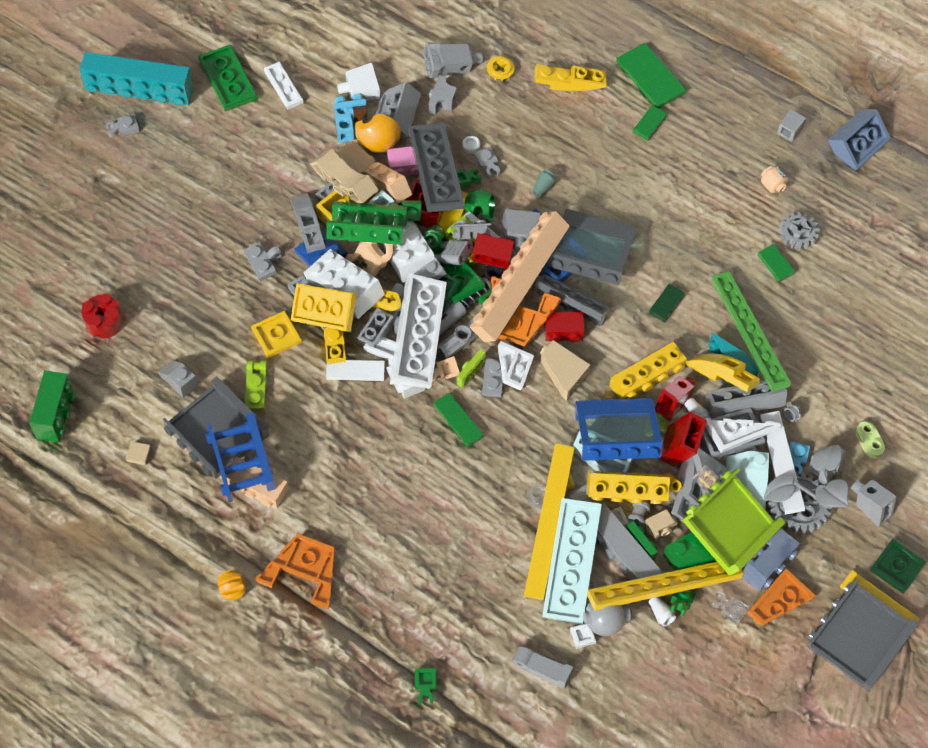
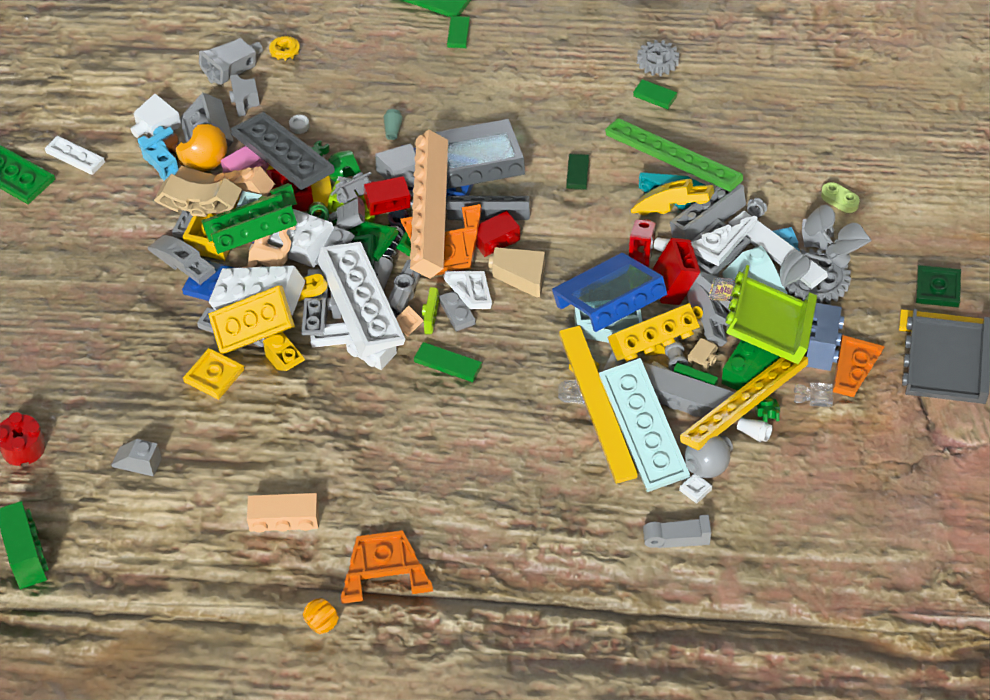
camera: 25 degrees left, 10 degrees down
(138, 453) = (140, 547): tan tile -> none
(221, 410) = (209, 484): dark grey panel -> none
(256, 386) = (223, 429): lime plate -> none
(260, 460) = (262, 472): blue fence -> none
(261, 261) = (155, 316): light grey plate -> none
(356, 370) = (316, 367): white tile -> none
(425, 682) = (574, 604): green plate -> none
(487, 160) = (323, 130): light grey plate -> none
(570, 79) = (361, 27): yellow slope -> none
(648, 372) = (602, 234): yellow brick -> none
(774, 179) = (606, 26): light nougat head -> none
(874, 501) = (885, 242): light grey torso -> none

